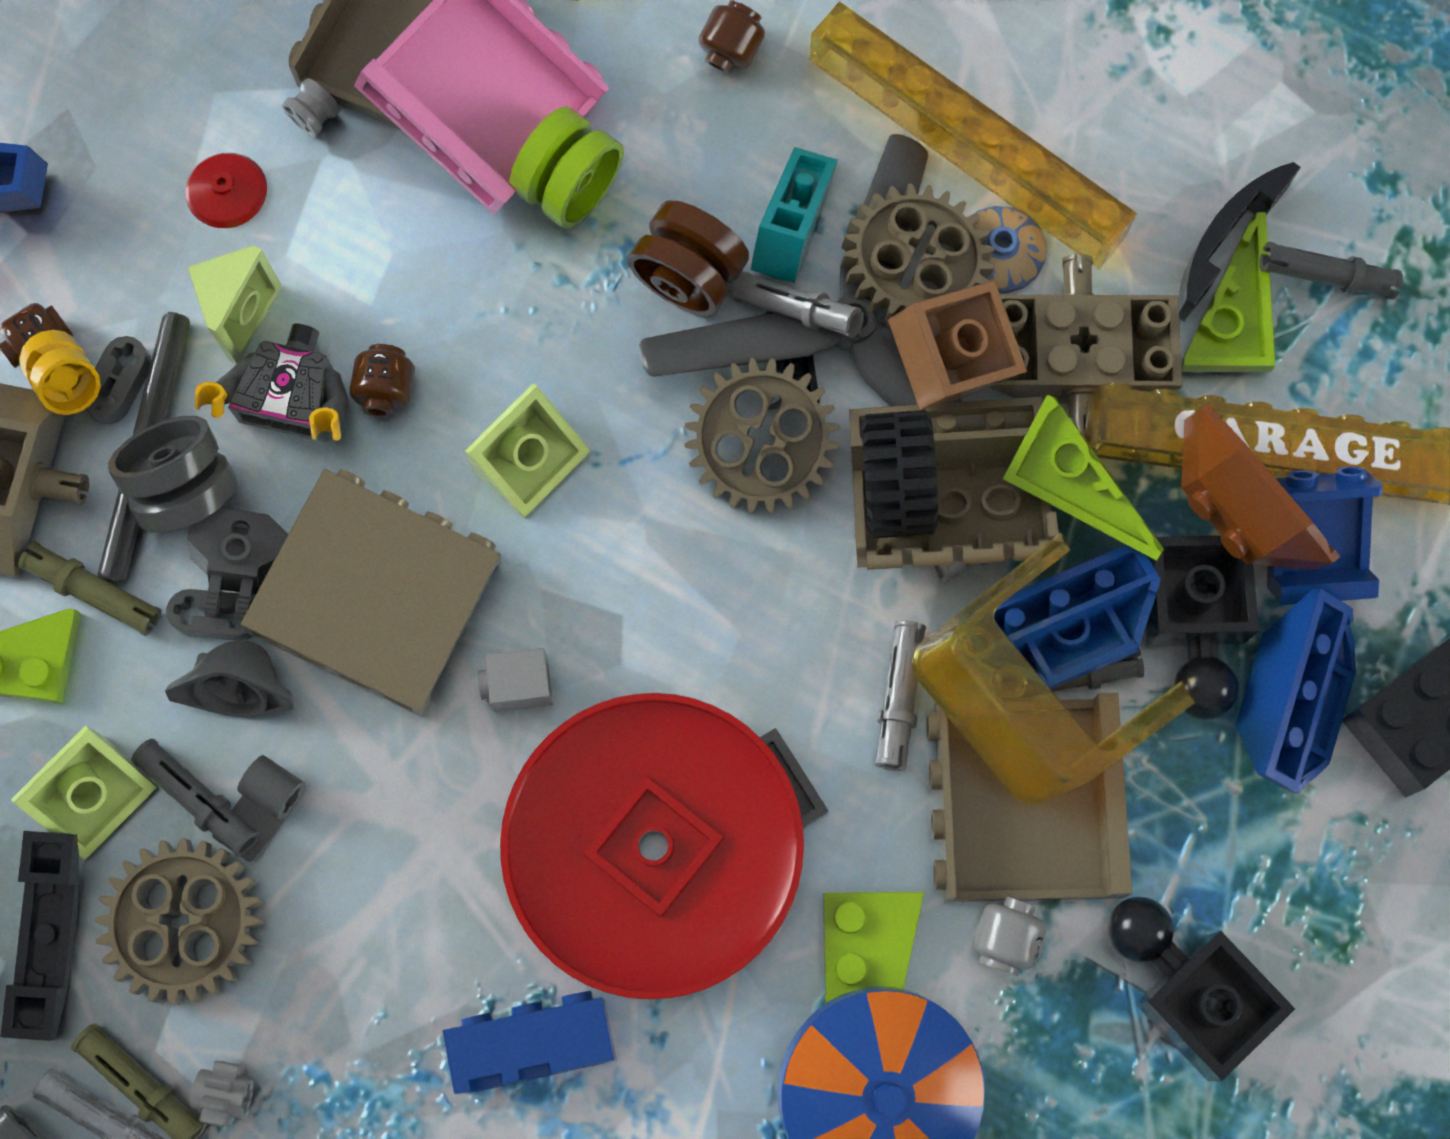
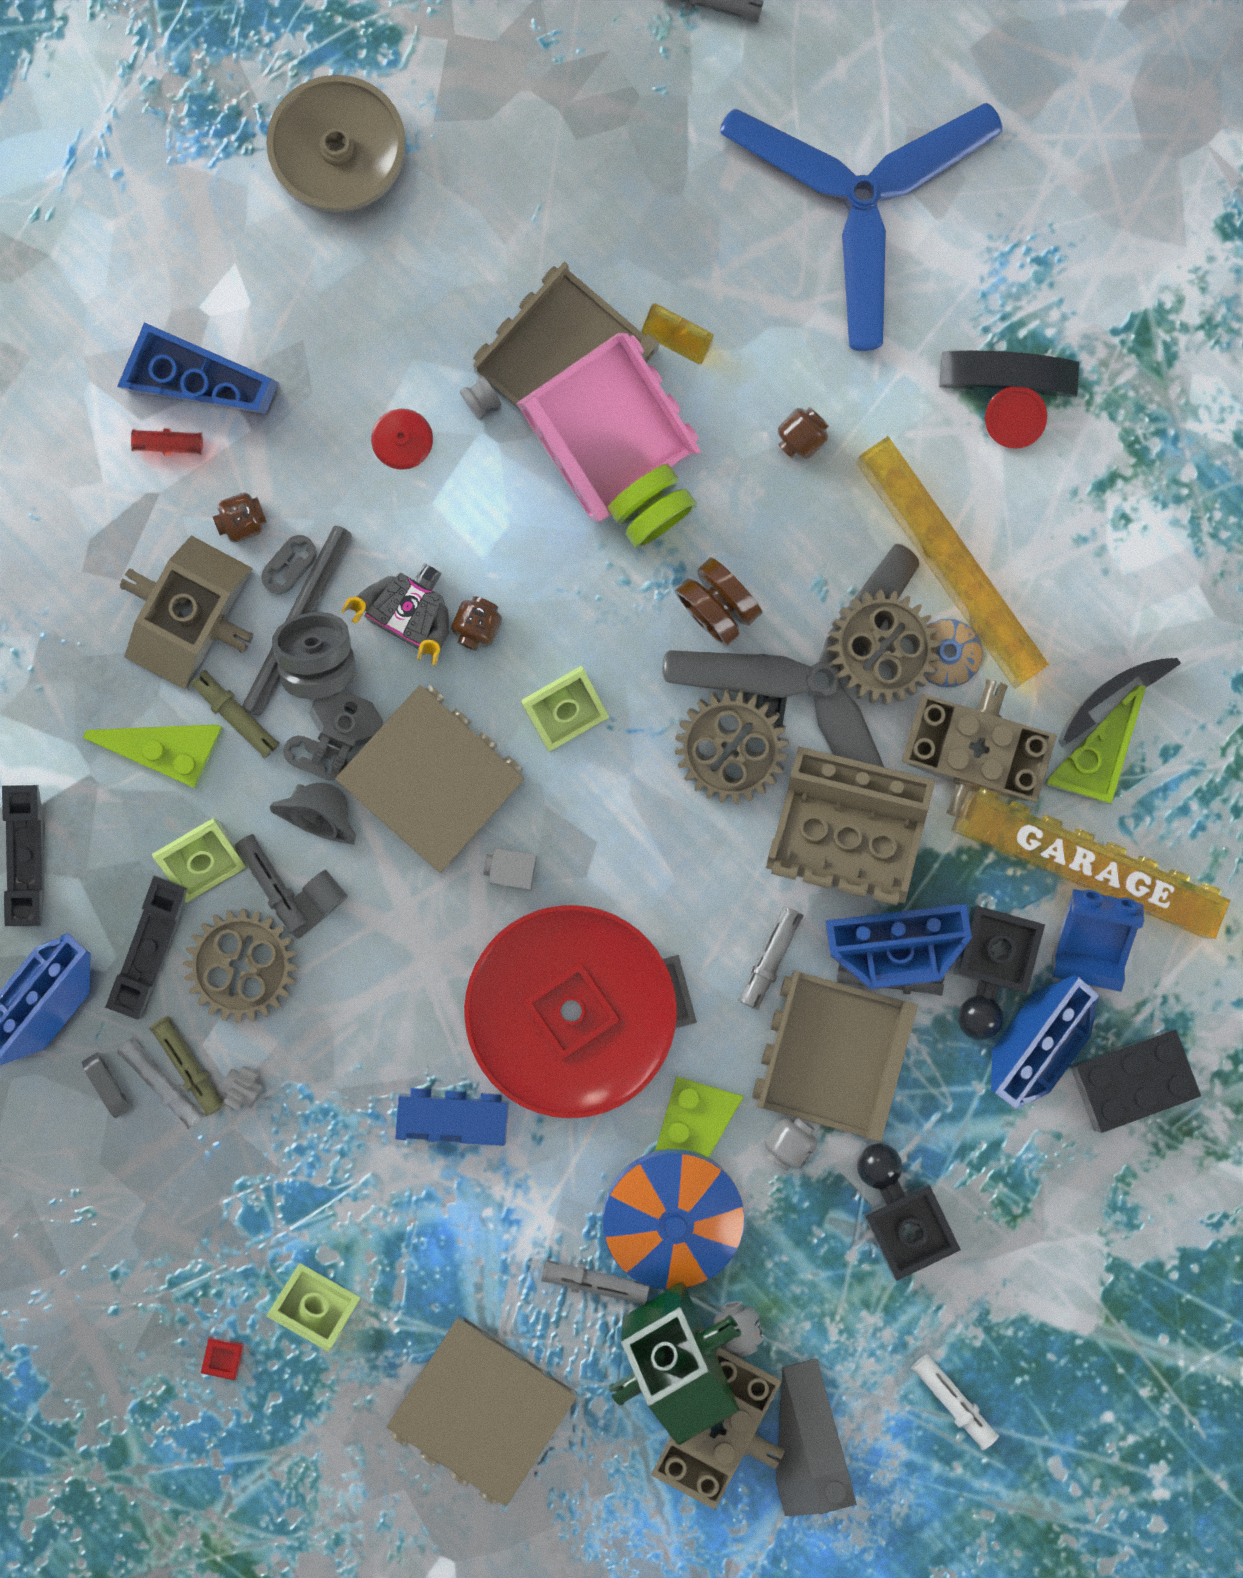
camera: 15 degrees right, 10 degrees up
(59, 372) = (252, 554): yellow wheel -> none
(235, 296) = (387, 534): yellowish green slope -> none
(792, 215) = (806, 584): teal slope -> none
(811, 308) = (796, 667): light grey pin -> none
(900, 474) = (814, 813): black tyre -> none
(956, 344) = (886, 729): medium nougat slope -> none
(1011, 710) = (836, 995): clear yellow windscreen -> none
(1069, 475) = (932, 845): lime wing -> none
(1245, 500) = (1044, 902): dark orange wedge -> none
(1349, 274) = (1169, 741): dark grey pin -> none

